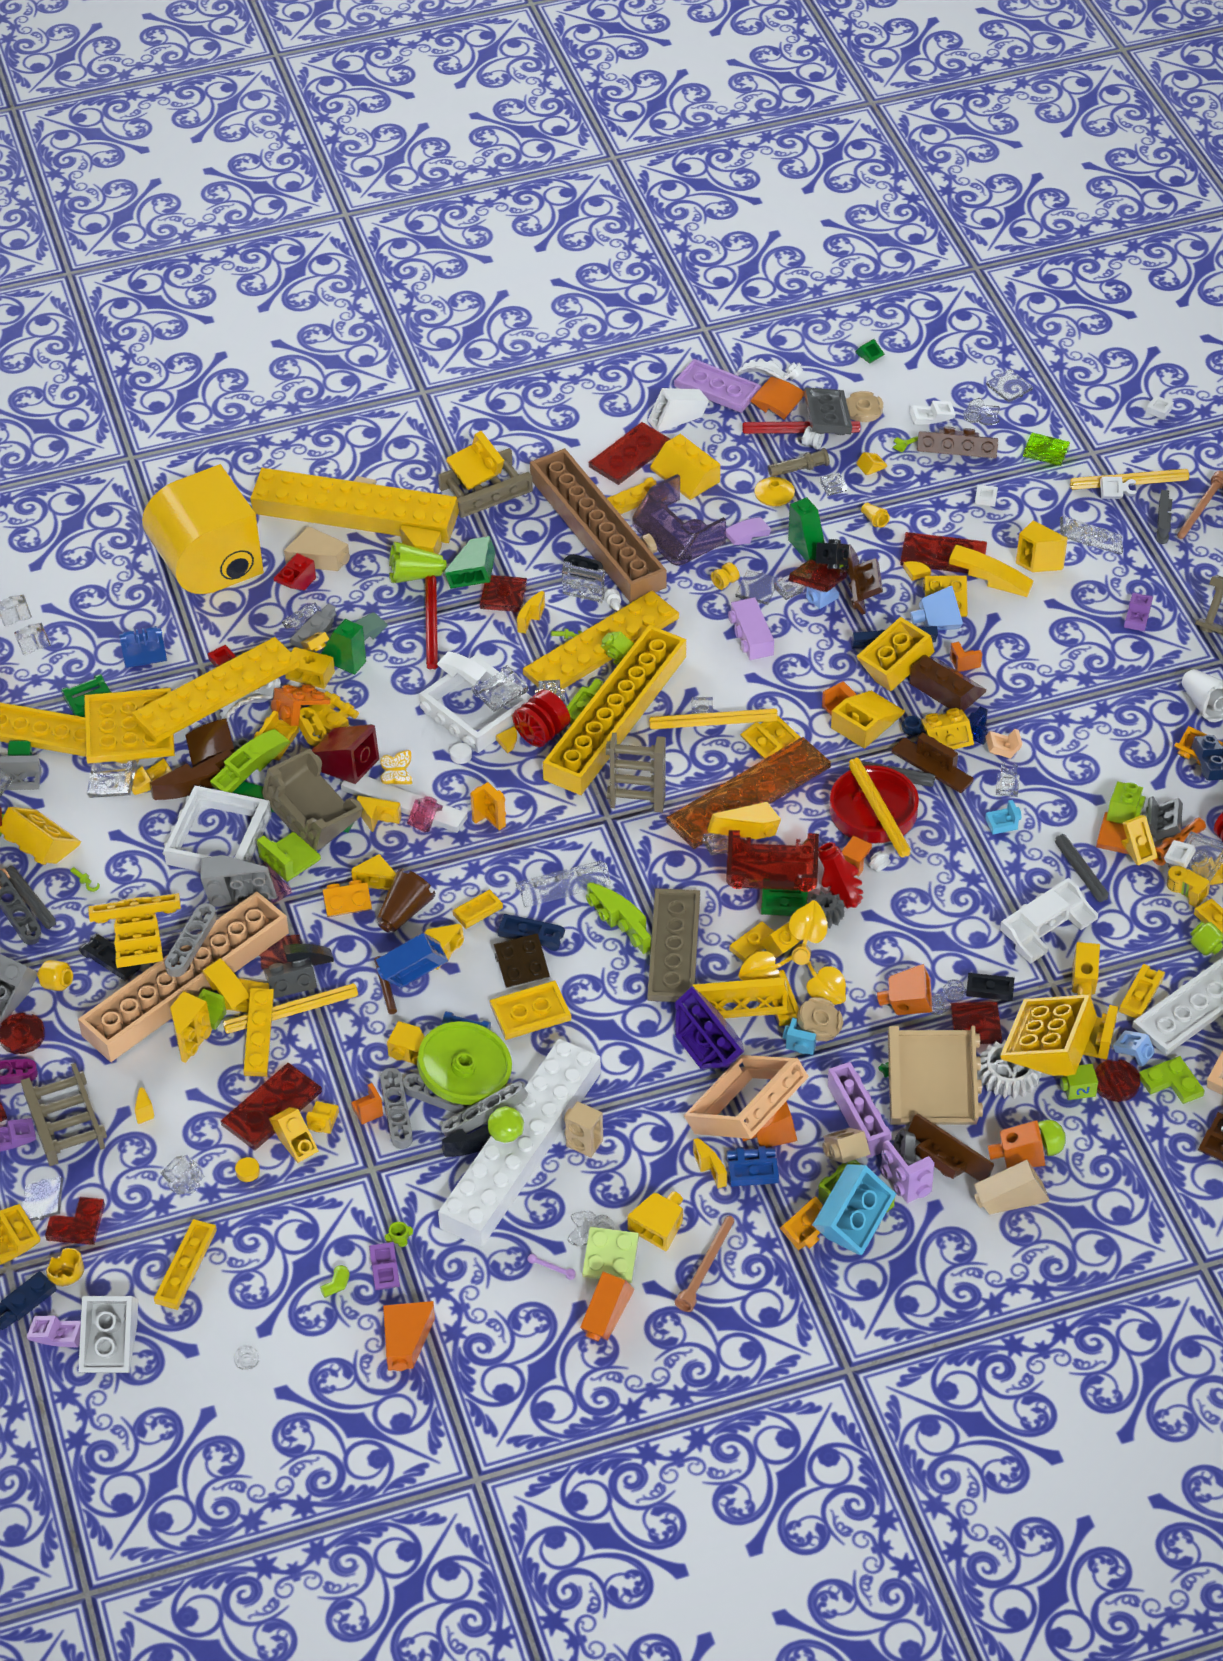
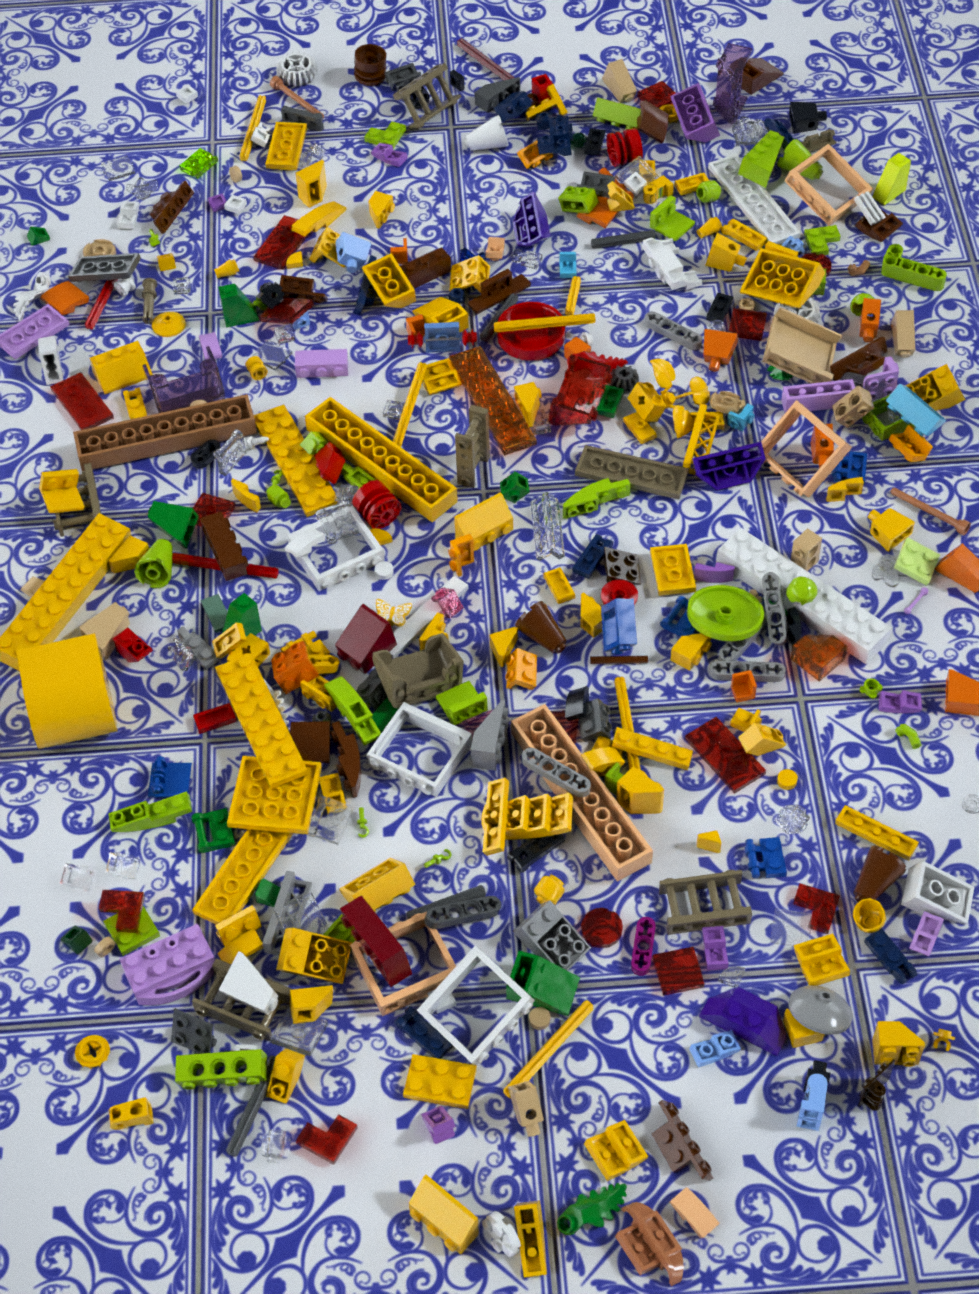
camera: 75 degrees left, 5 degrees up
(94, 641) = (148, 816): none -> lime slope
(119, 808) = (361, 821): none -> lime hand
(122, 1267) = (878, 873): none -> reddish brown cone
(137, 1170) = (772, 858): none -> blue plate
(433, 1170) = (818, 654): none -> clear orange slope
(445, 607) = (224, 546): none -> reddish brown brick
(475, 964) = (618, 589): none -> red dish
(534, 1049) = (716, 574): none -> medium lavender slope
(538, 640) = (278, 496): none -> lime arm
(542, 817) = (485, 521): none -> yellow slope
(592, 666) = (330, 462): none -> red slope
(615, 838) = (514, 487): none -> green brick
(823, 719) = (442, 337): none -> medium blue plate
(919, 1240) = (938, 388): none -> yellow slope
(936, 947) = (690, 339): none -> light grey beam
(957, 836) = (573, 295): none -> yellow axle
(986, 478) = (217, 202): none -> medium lavender tile
(1007, 1016) = (747, 304): none -> tan tile
(1031, 621) = (380, 207): none -> yellow slope
(1037, 482) = (235, 173): none -> tan tile
(1064, 769) = (530, 222): none -> dark purple wedge
(1112, 513) = (286, 146): none -> yellow plate
(1127, 1130) = (854, 271): none -> medium nougat arm
(1133, 906) = (668, 221): none -> lime bracket
(1139, 952) = (710, 227): none -> yellow cone
(1158, 1163) = (911, 271): none -> lime beam
(1171, 605) = (389, 136): none -> lime plate

